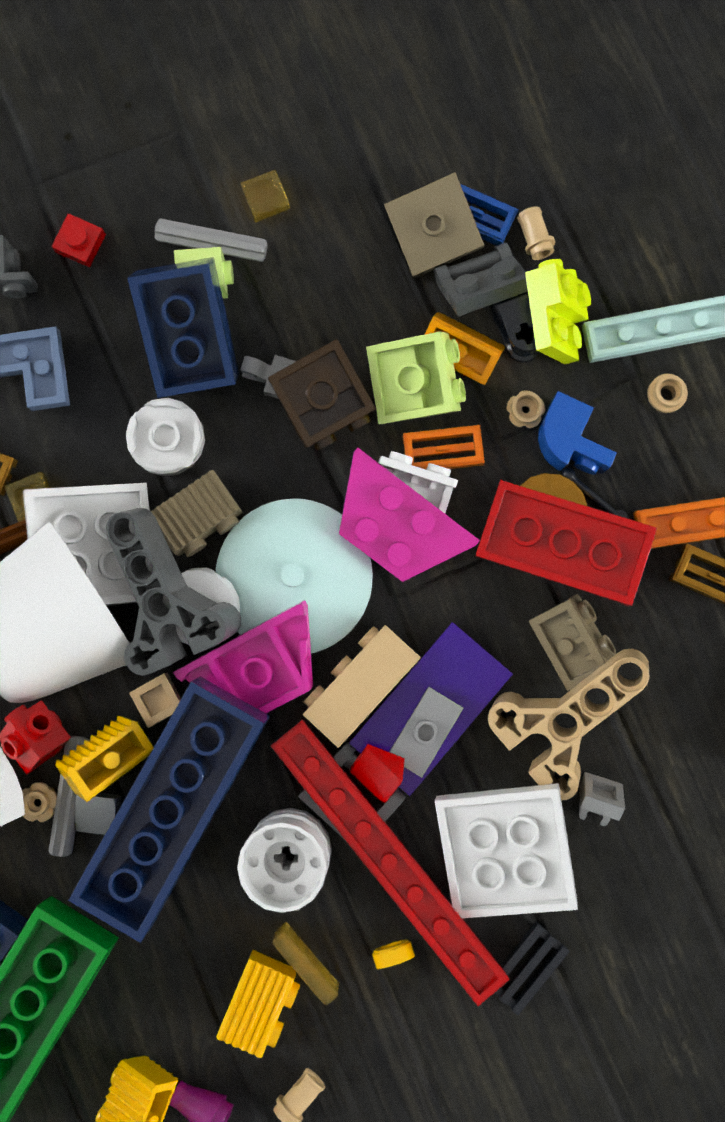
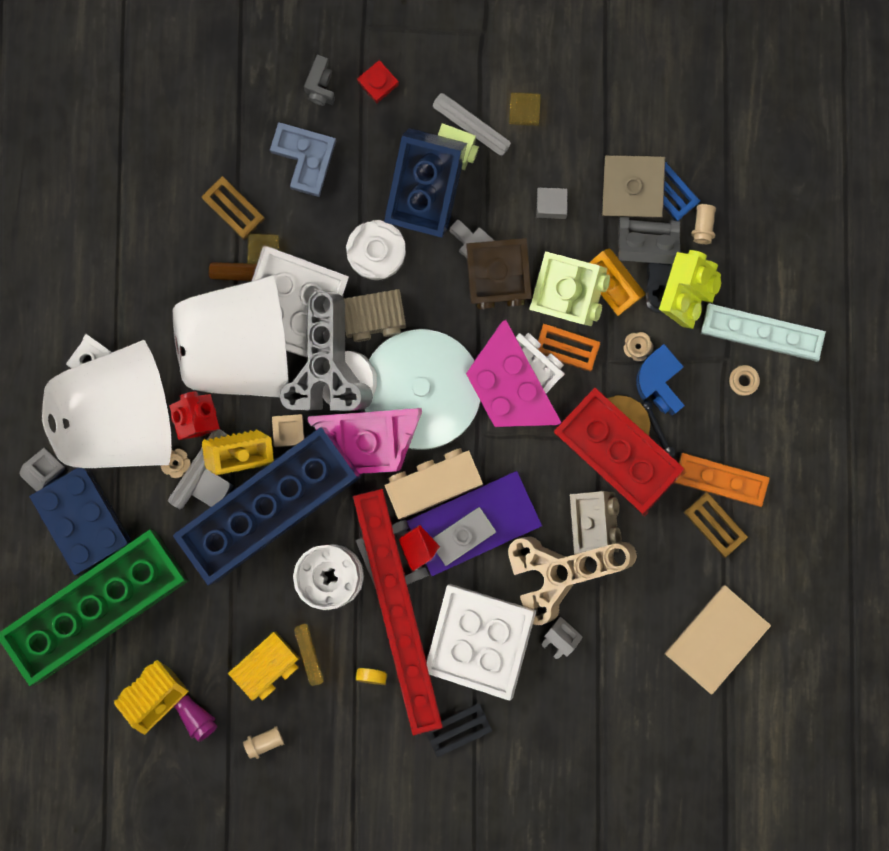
camera: 25 degrees right, 0 degrees up
(347, 289) = (551, 203): none -> light grey slope

